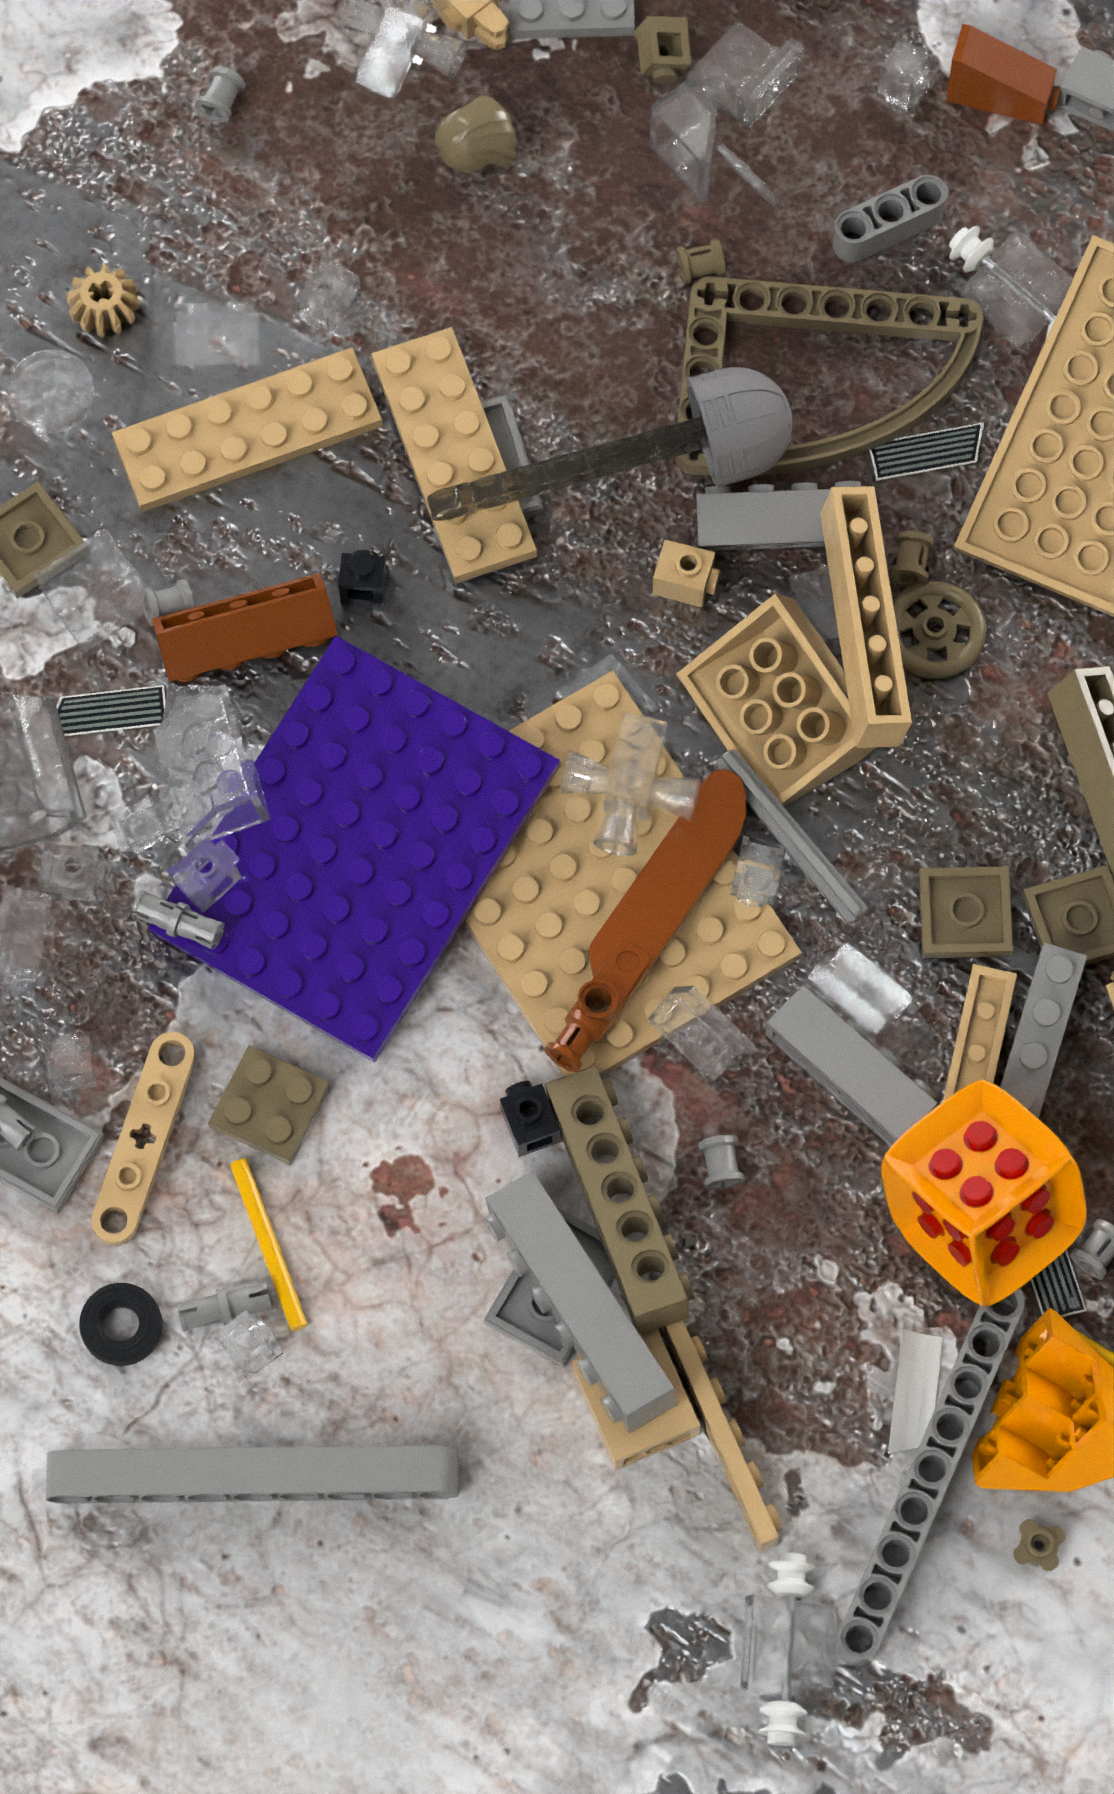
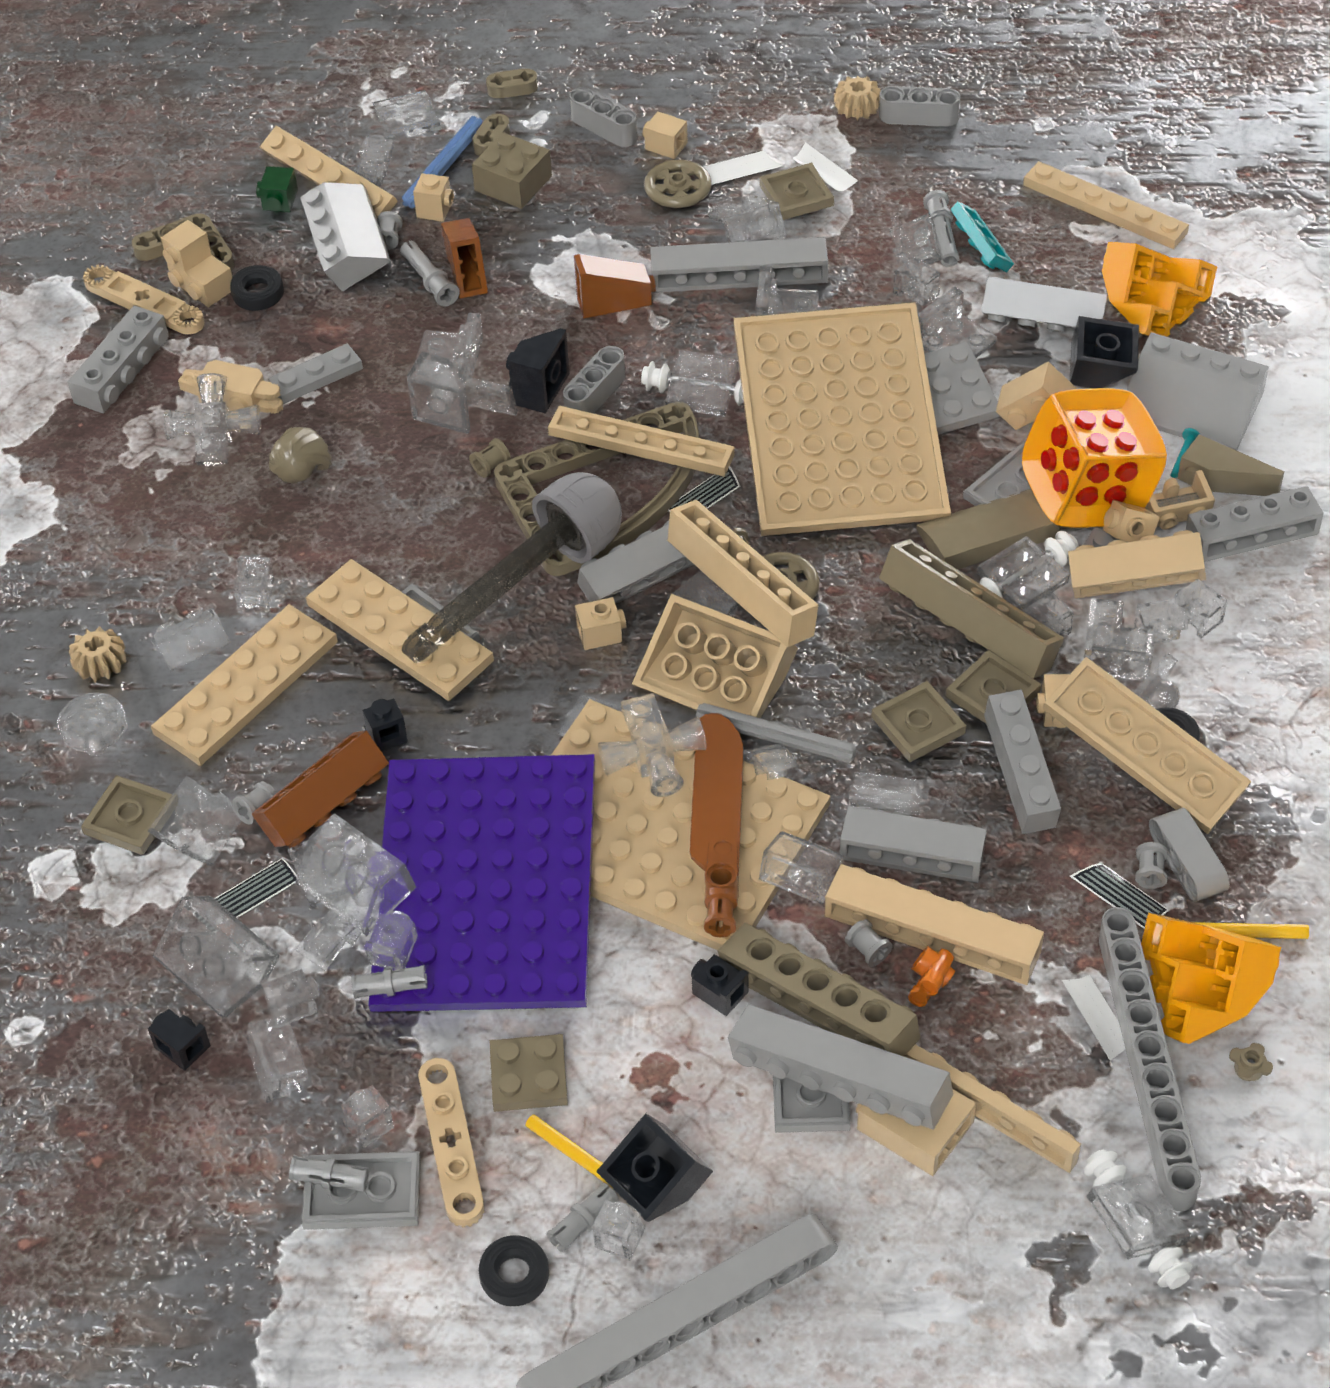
camera: 30 degrees left, 20 degrees down
(220, 94) = (107, 509): light grey bush -> none
(324, 1299) = (654, 1169): none -> black slope
(671, 40) = (388, 360): dark tan brick -> none
(769, 1239) = (934, 973): none -> orange plate
(808, 1181) = (932, 921): none -> tan brick
(829, 167) = (539, 369): none -> black slope
(887, 342) = (641, 441): none -> tan plate
(905, 76) = (551, 309): clear brick -> none
(980, 1028) = (987, 797): tan gear -> none
(984, 1192) = (1062, 852): light orange piece -> none

